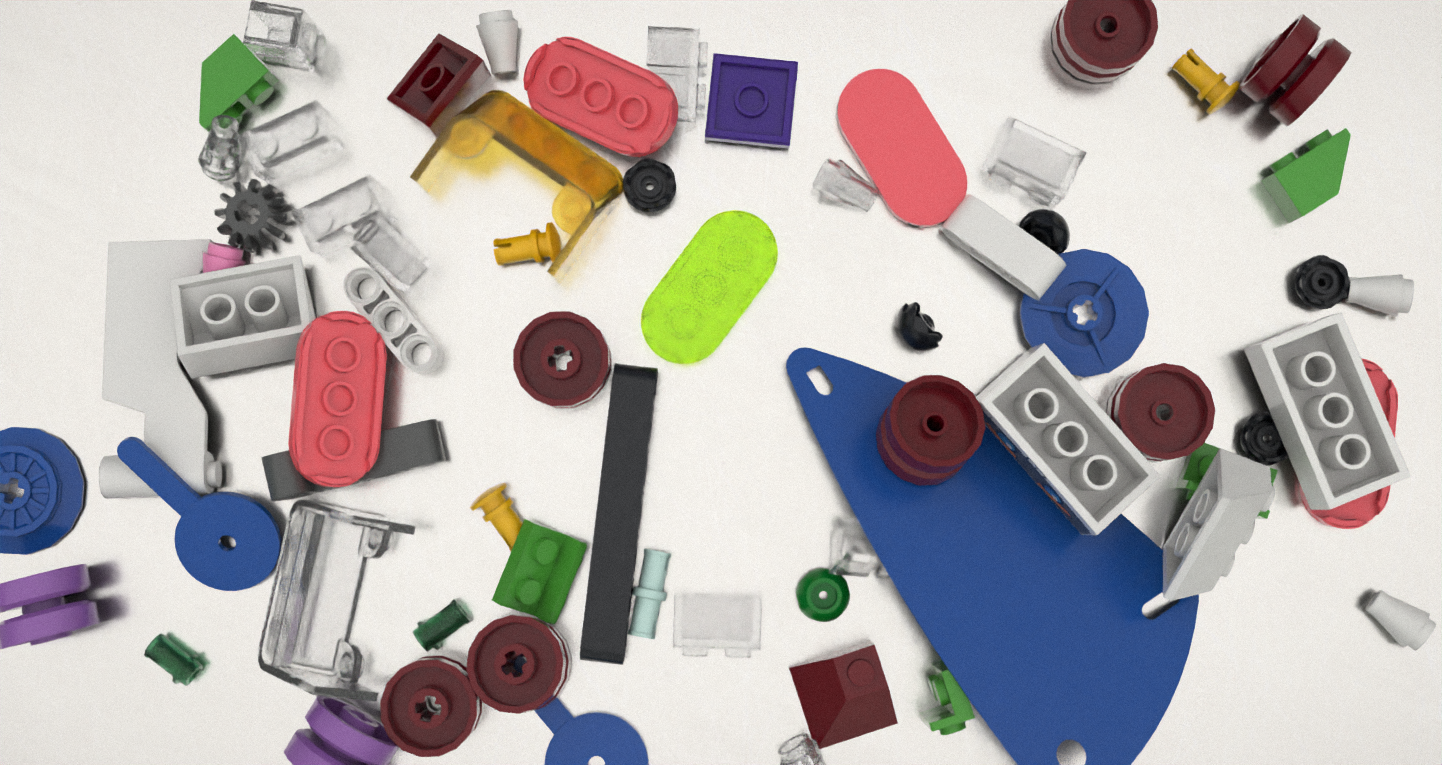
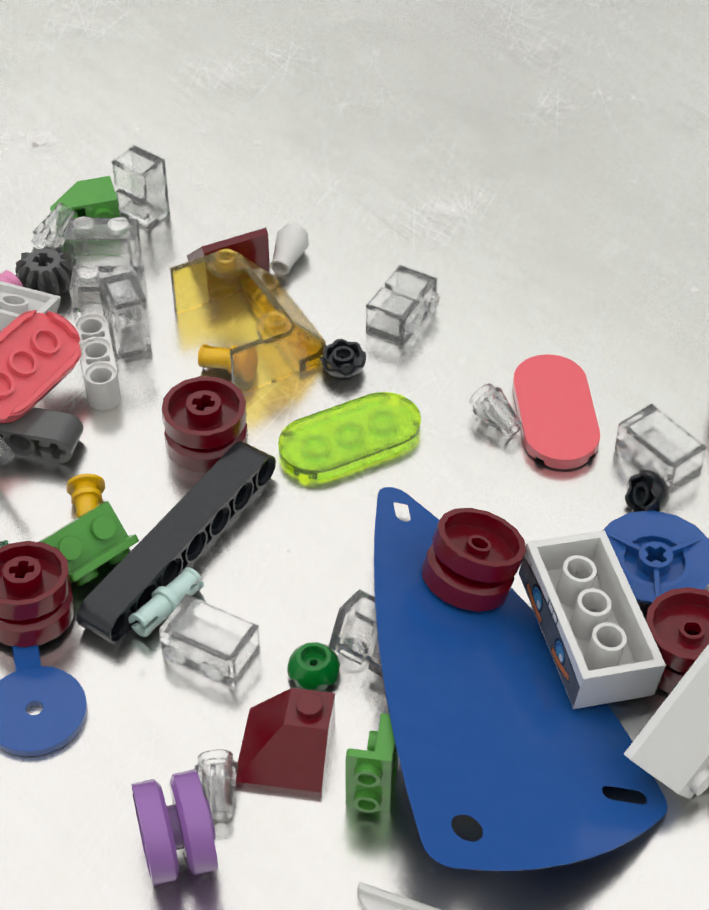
camera: 30 degrees right, 40 degrees down
(601, 96) = (340, 292): coral tile -> none
(751, 100) = (452, 341): dark purple plate -> none
(917, 328) = (504, 507): black plate -> none
(1003, 247) = (606, 485): white beam -> none

